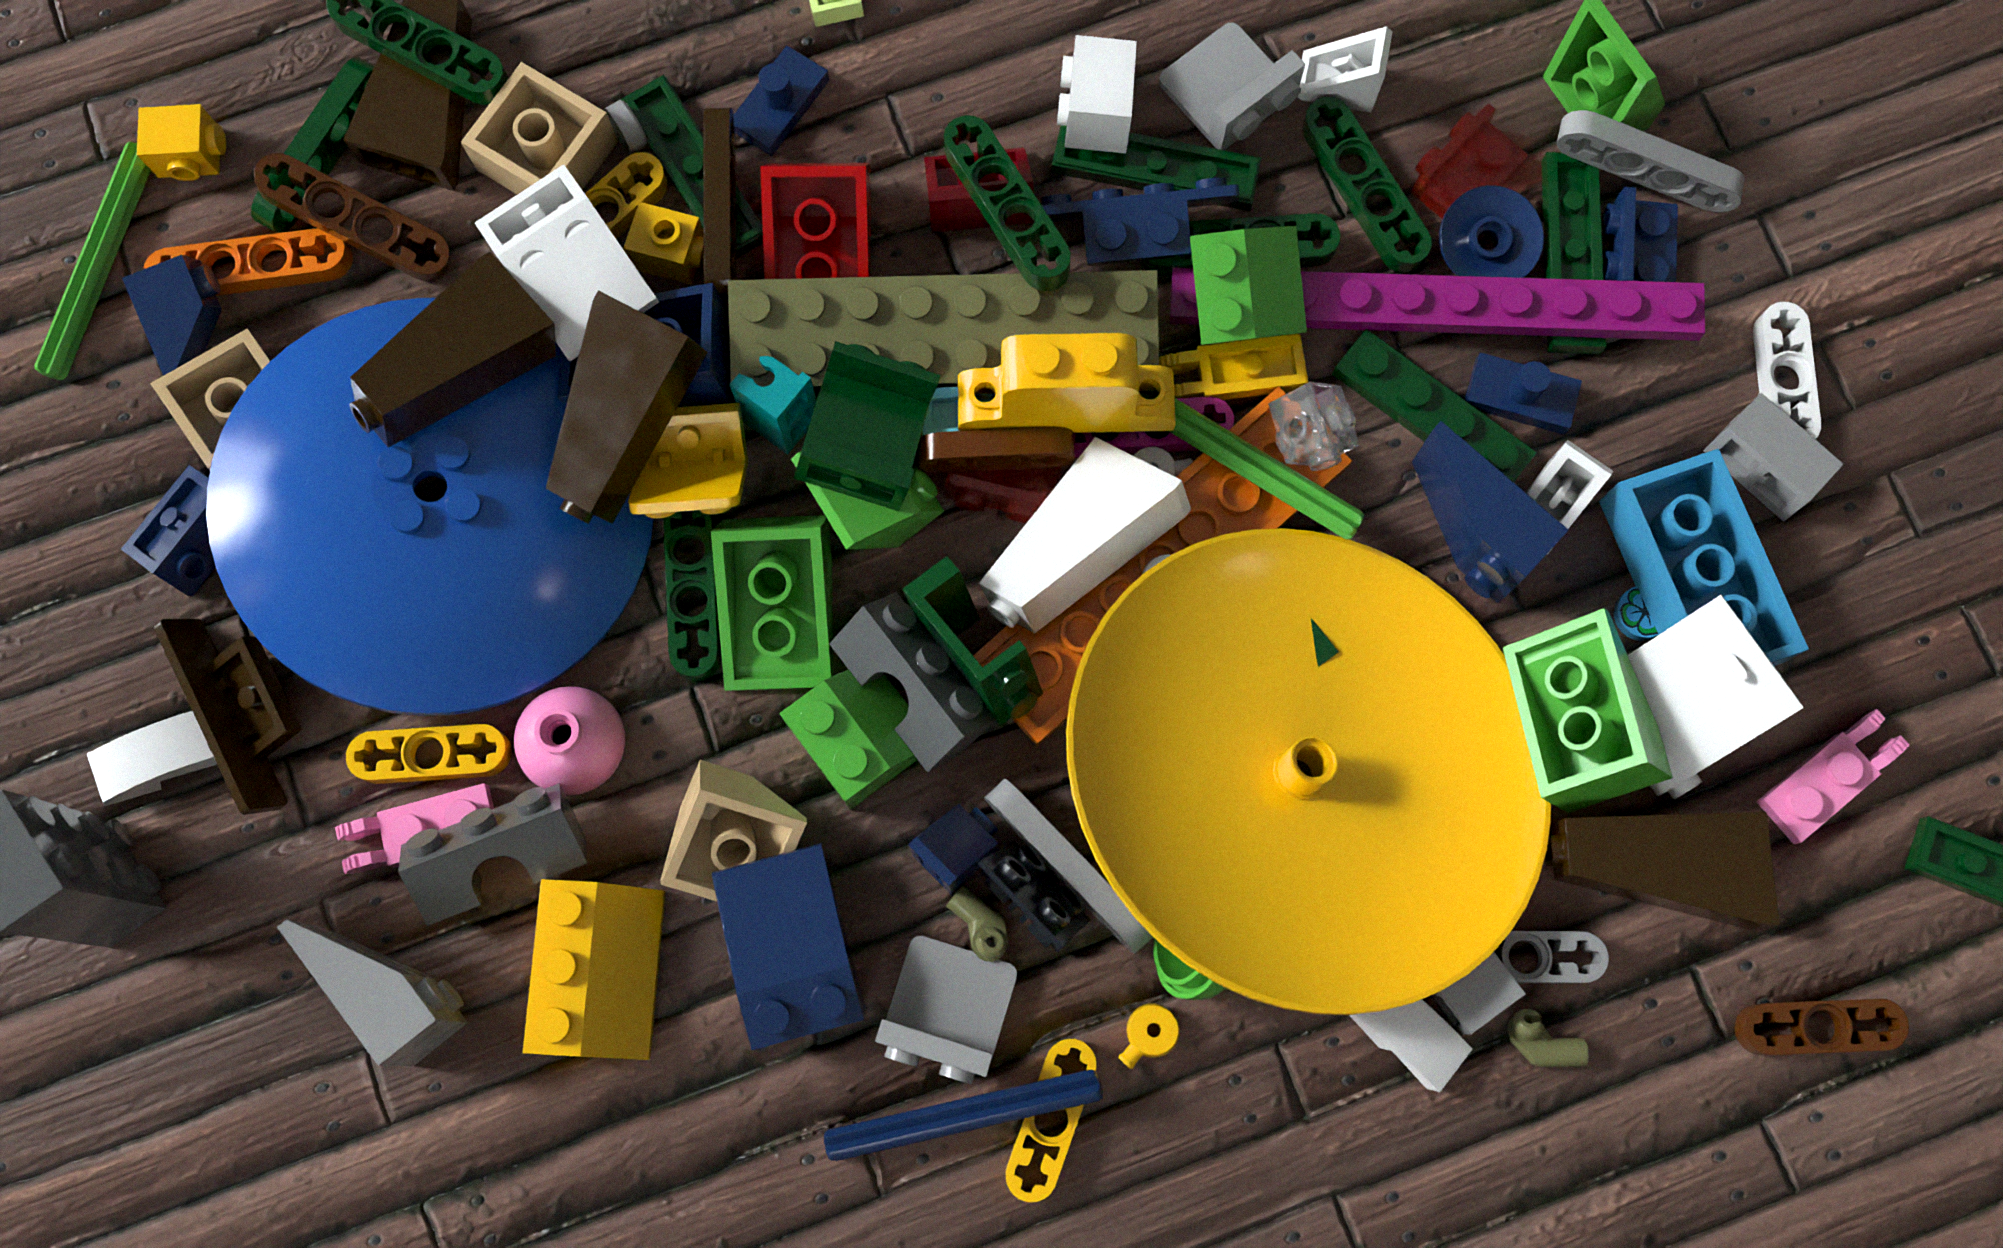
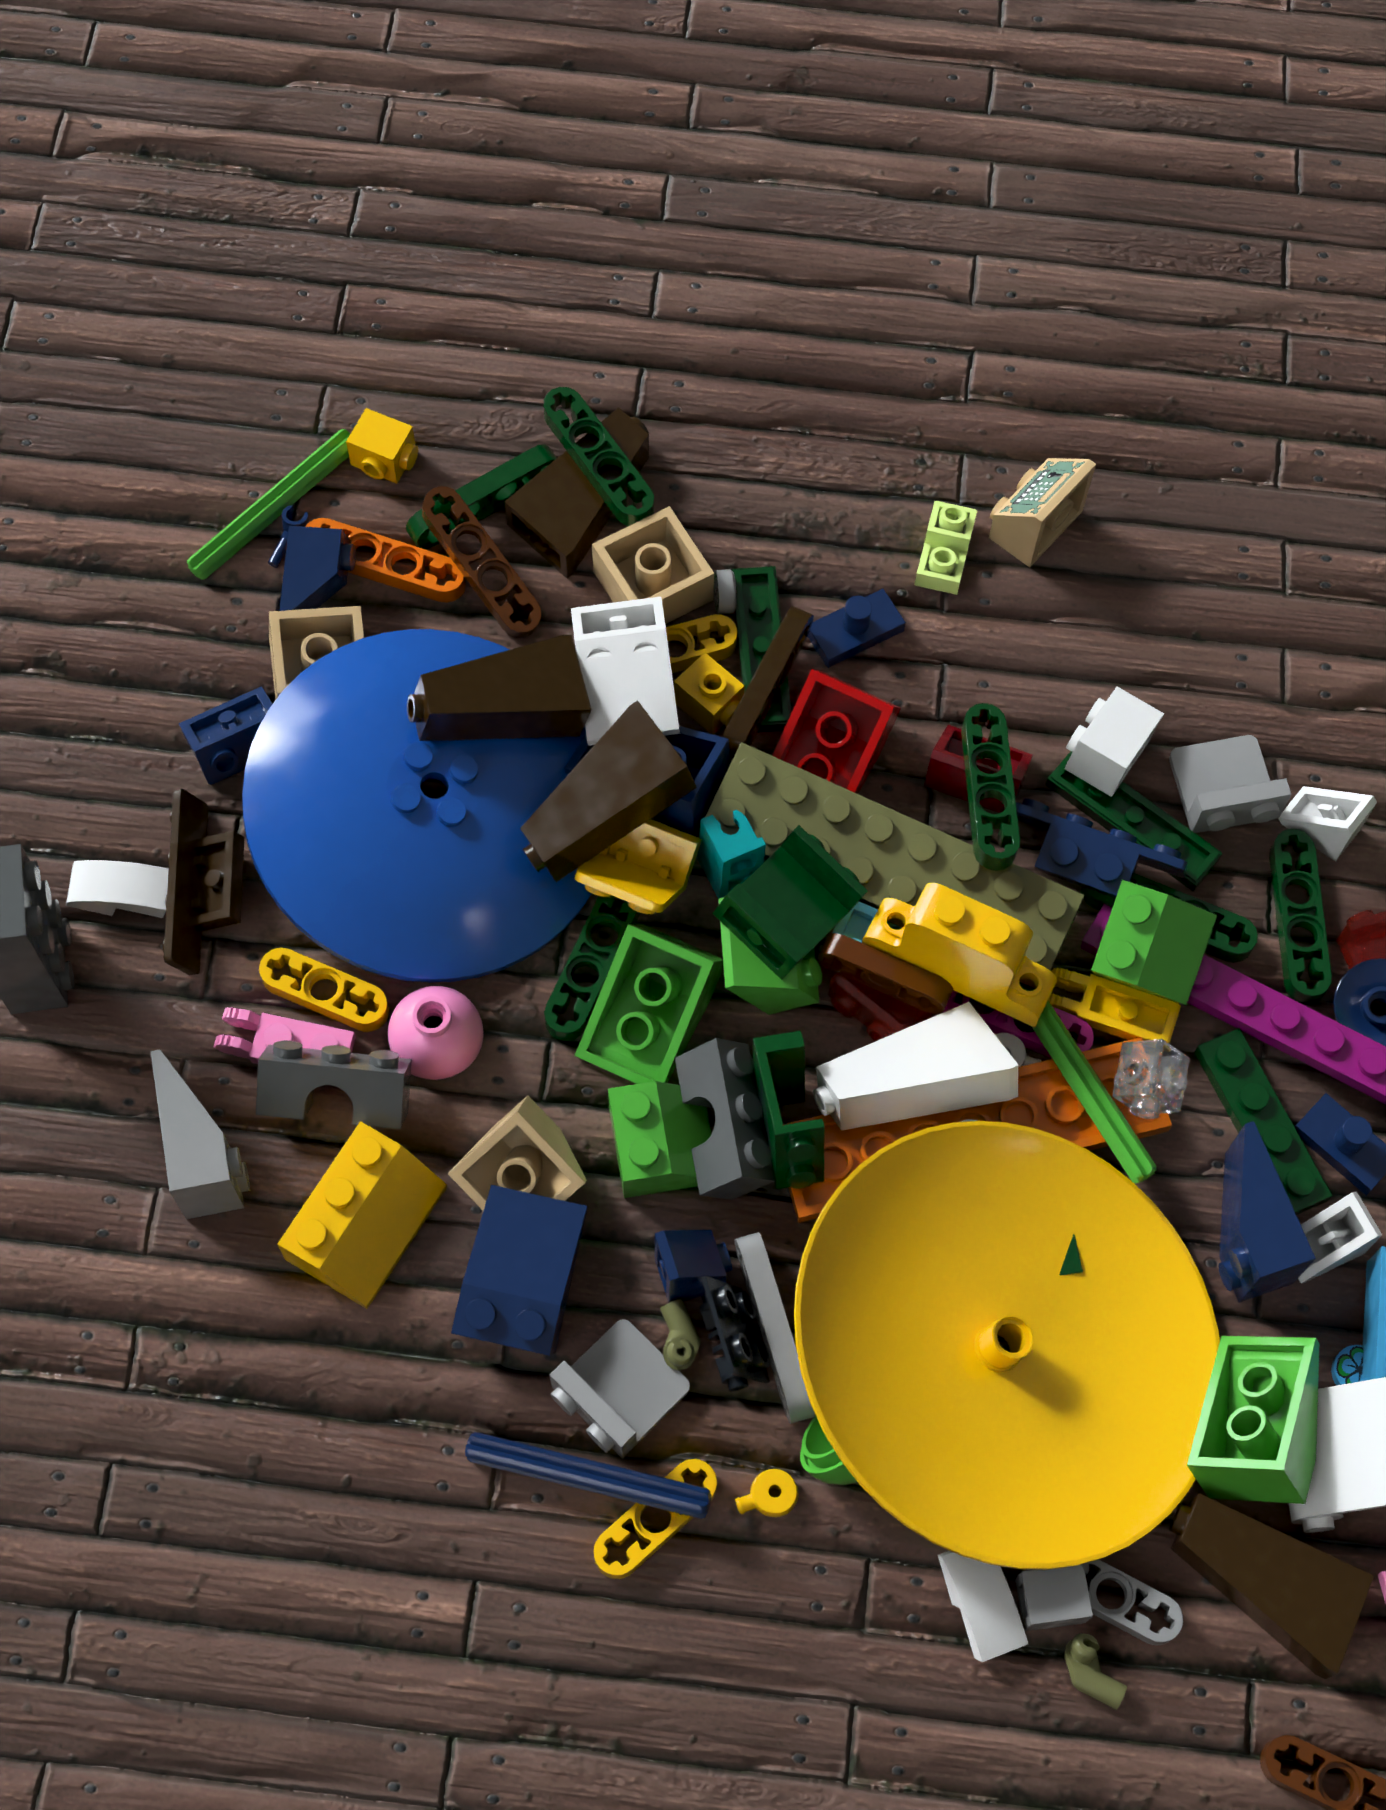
camera: 25 degrees right, 10 degrees down
(121, 270) = (287, 520): none -> dark blue hand

